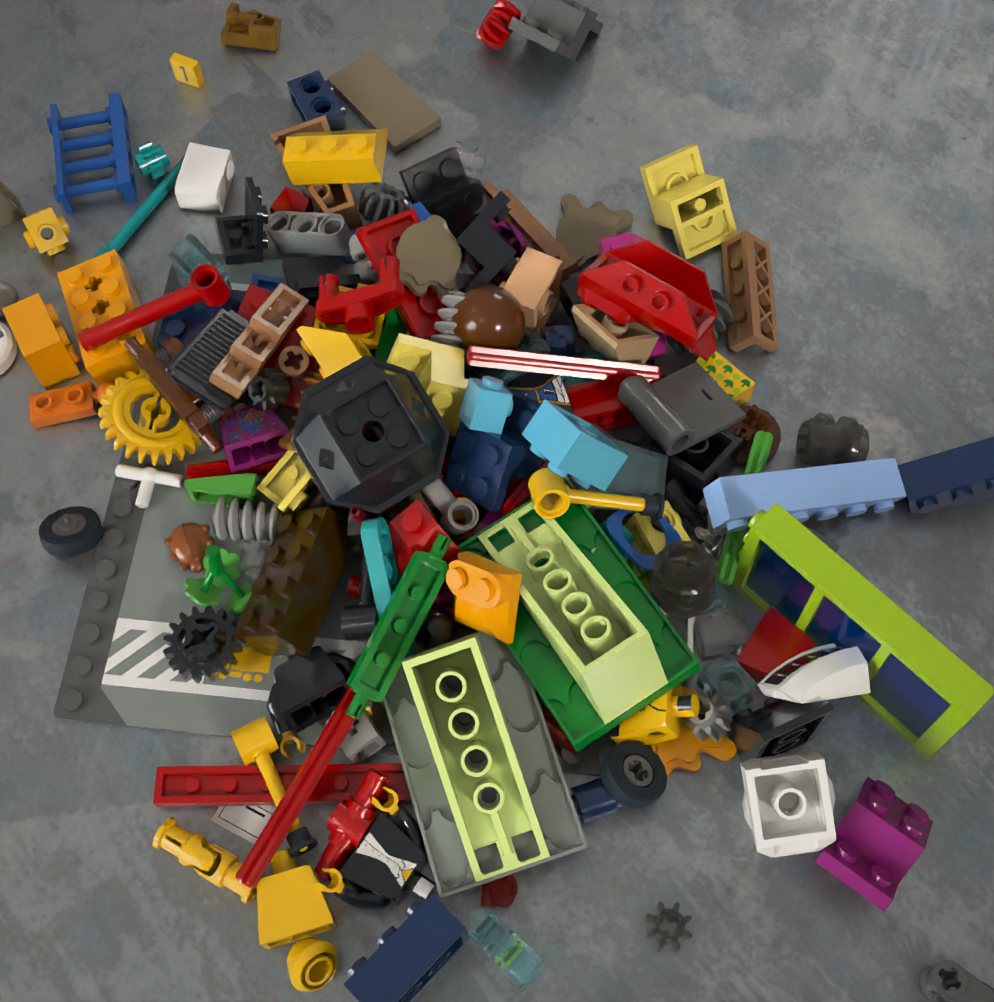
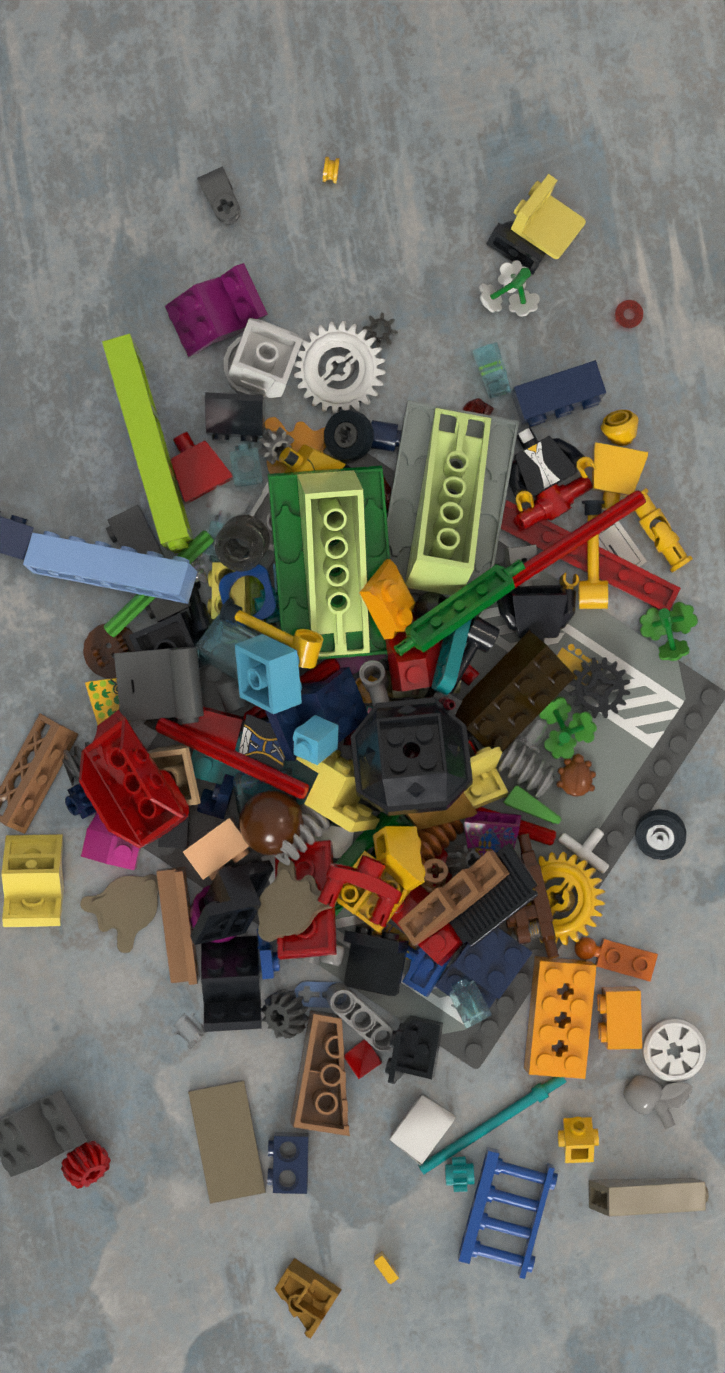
camera: 160 degrees left, 25 degrees up
(168, 748) = (663, 622): none -> bright green plant
(204, 285) = (523, 975): red piece -> none
(335, 156) = (305, 1071): yellow slope -> none
(686, 884) = (360, 350): none -> white gear
(819, 675) = (193, 426): white slope -> none
(826, 443) = (60, 606): clear smoke piece -> none

